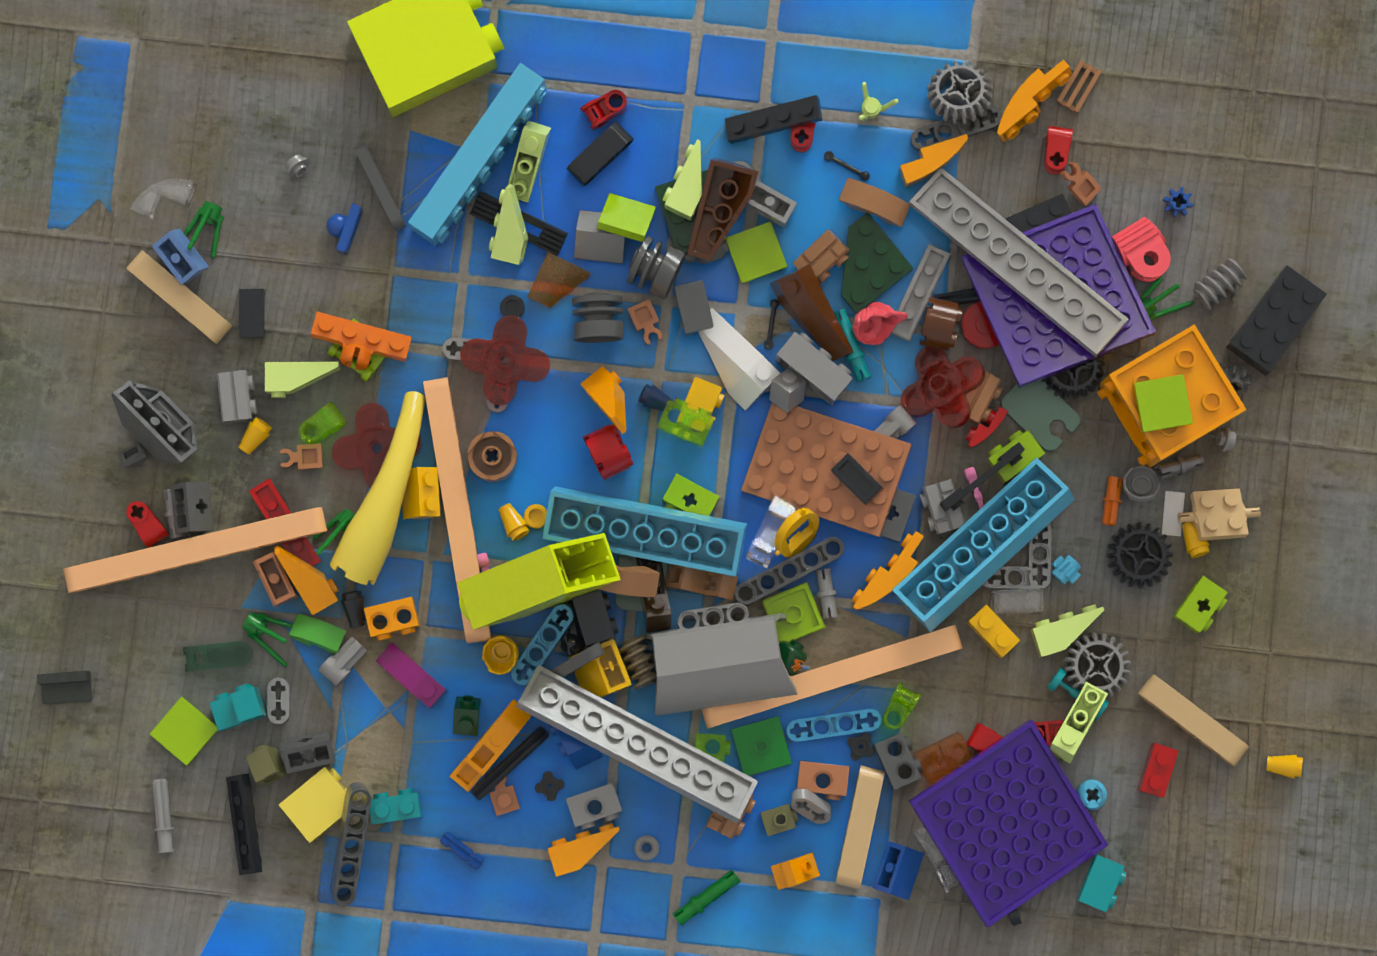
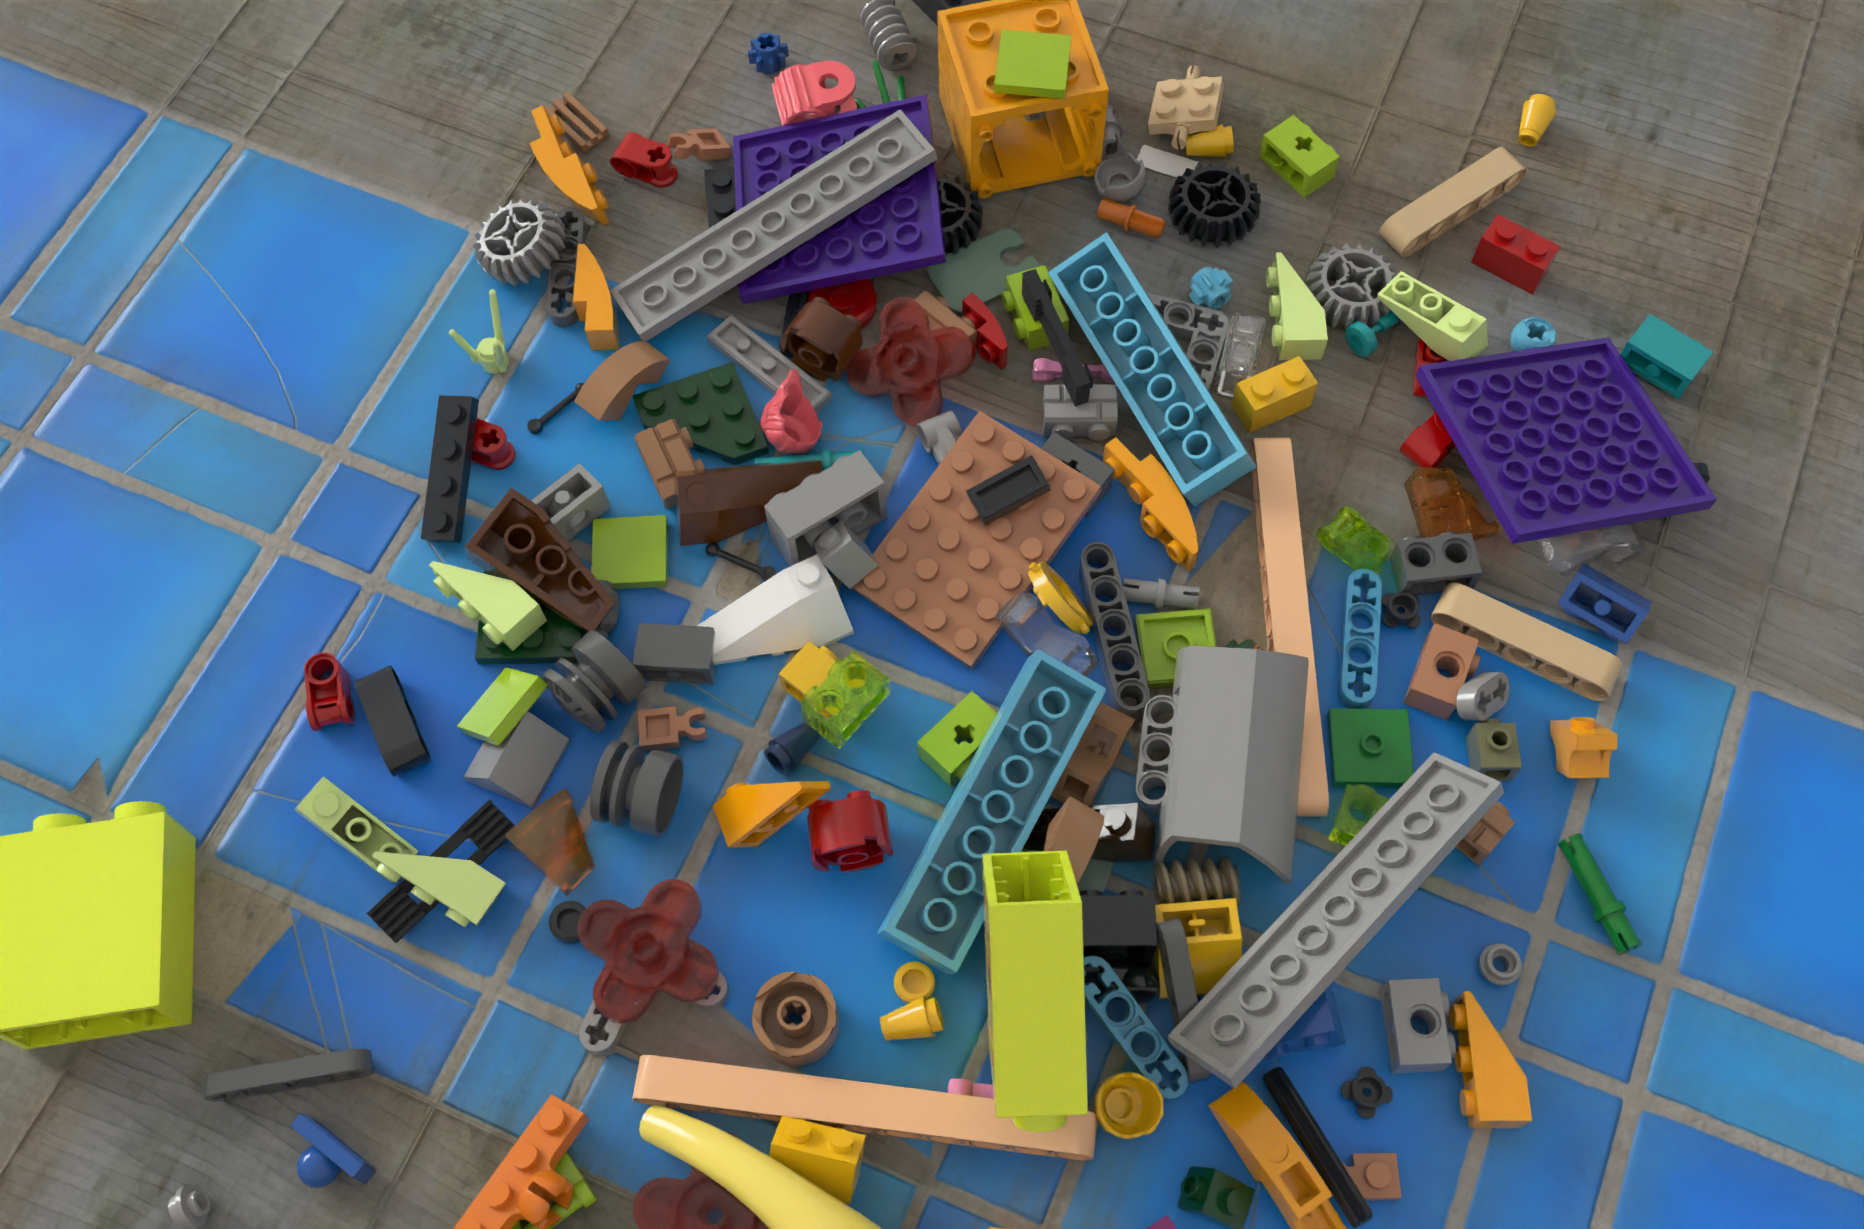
camera: 70 degrees left, 20 degrees down
(478, 154) = (310, 897): medium azure brick -> none

